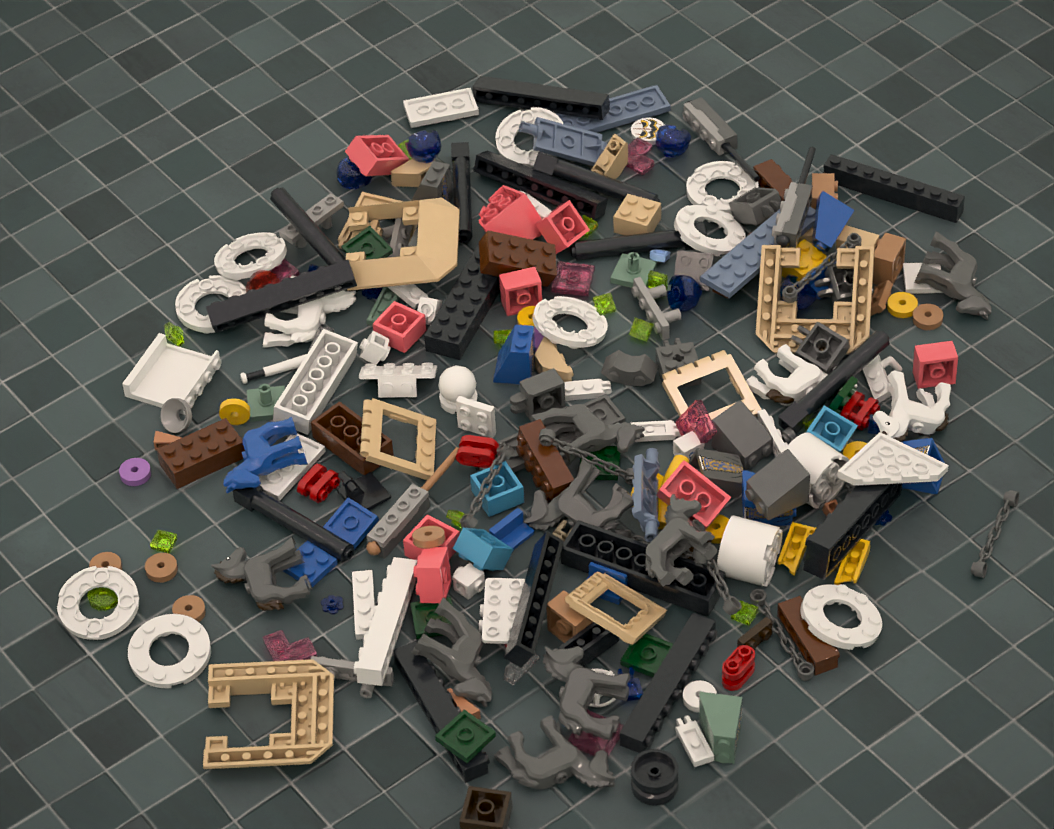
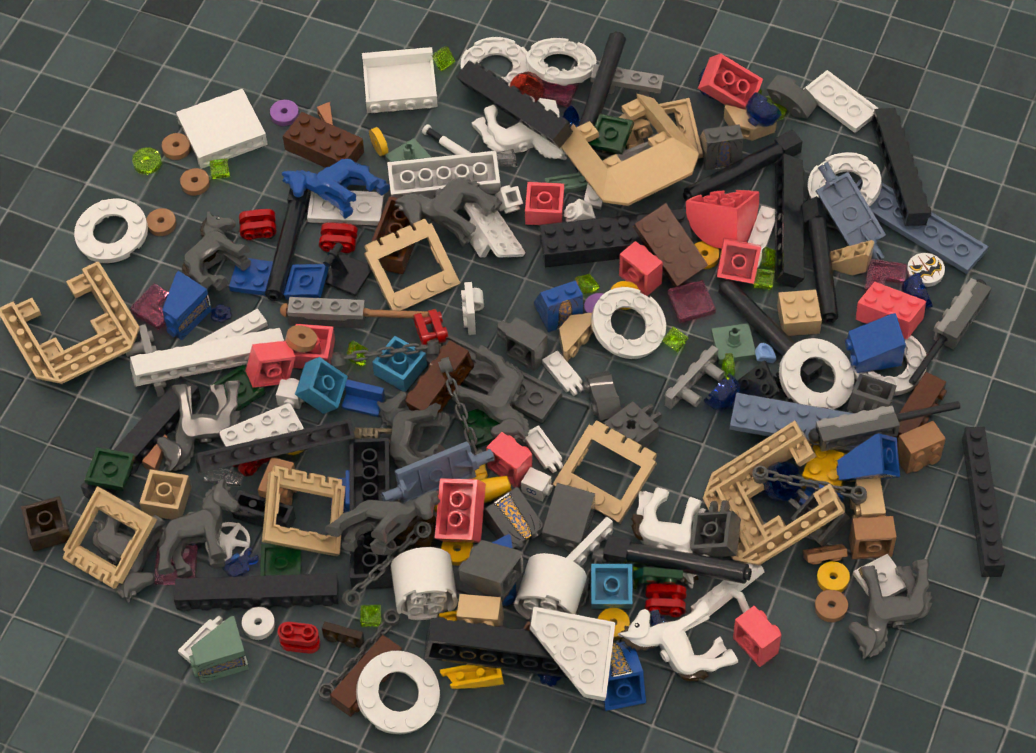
camera: 60 degrees right, 10 degrees up
(85, 581) = (141, 178): white plate -> none
(116, 519) = (222, 128): none -> white panel
(170, 415) = (353, 106): light grey piece -> none
(255, 535) = (257, 224): none -> red brick
(311, 616) = (185, 306): none -> blue slope
(359, 386) = (445, 205): none -> dark grey animal
(406, 127) = (791, 96): none -> dark grey brick
(454, 383) = (496, 281): white tile -> none
(518, 709) = (165, 494): none -> tan brick
(527, 738) = (121, 511): none -> tan hinge
(641, 329) = (660, 381): clear neon green plate -> none
(654, 777) = (144, 627): black wheel -> none
(663, 440) = (510, 459): none -> coral brick
(679, 161) = (884, 300): none -> coral brick
(698, 420) = (556, 470): clear pink plate -> none
(711, 178) = (876, 345): none -> blue slope
(807, 518) = (480, 610): none -> tan brick

